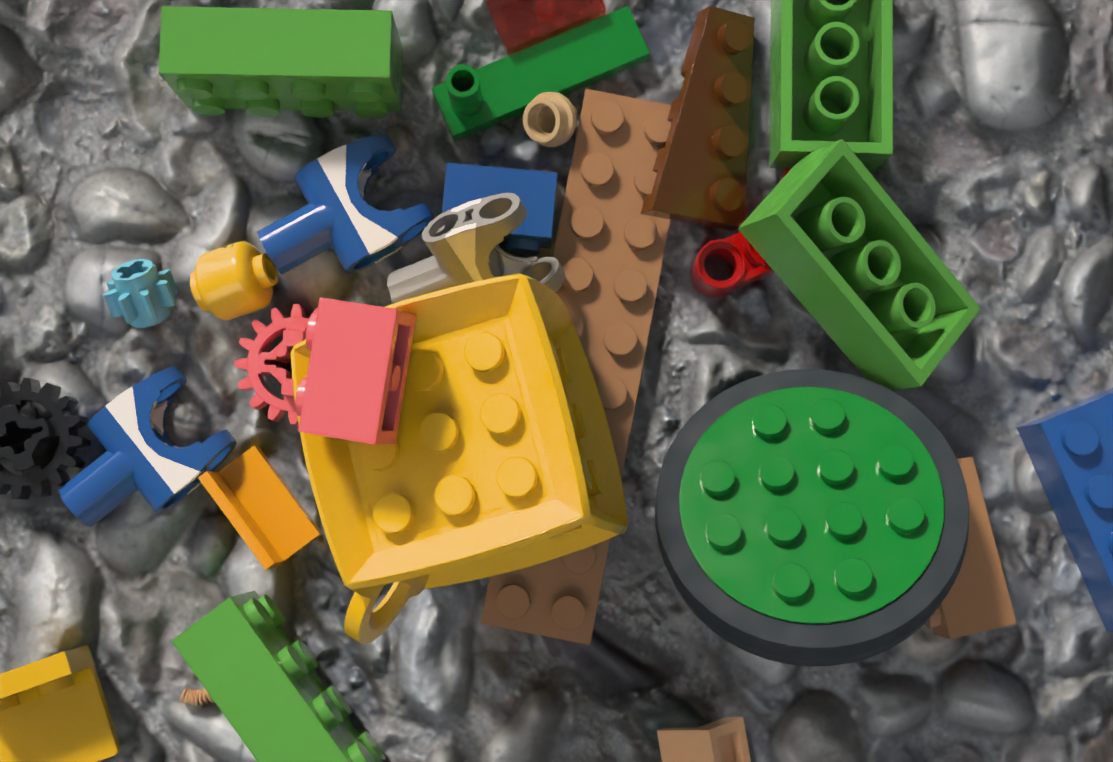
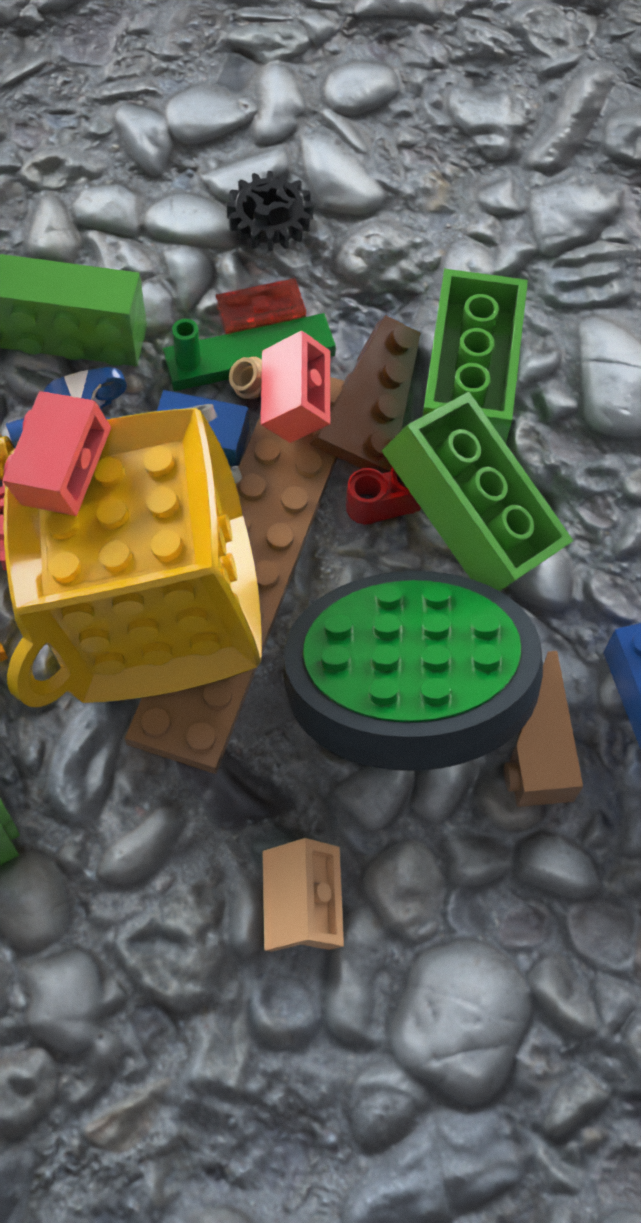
camera: 10 degrees right, 20 degrees down
(615, 142) = (295, 387): none -> coral brick

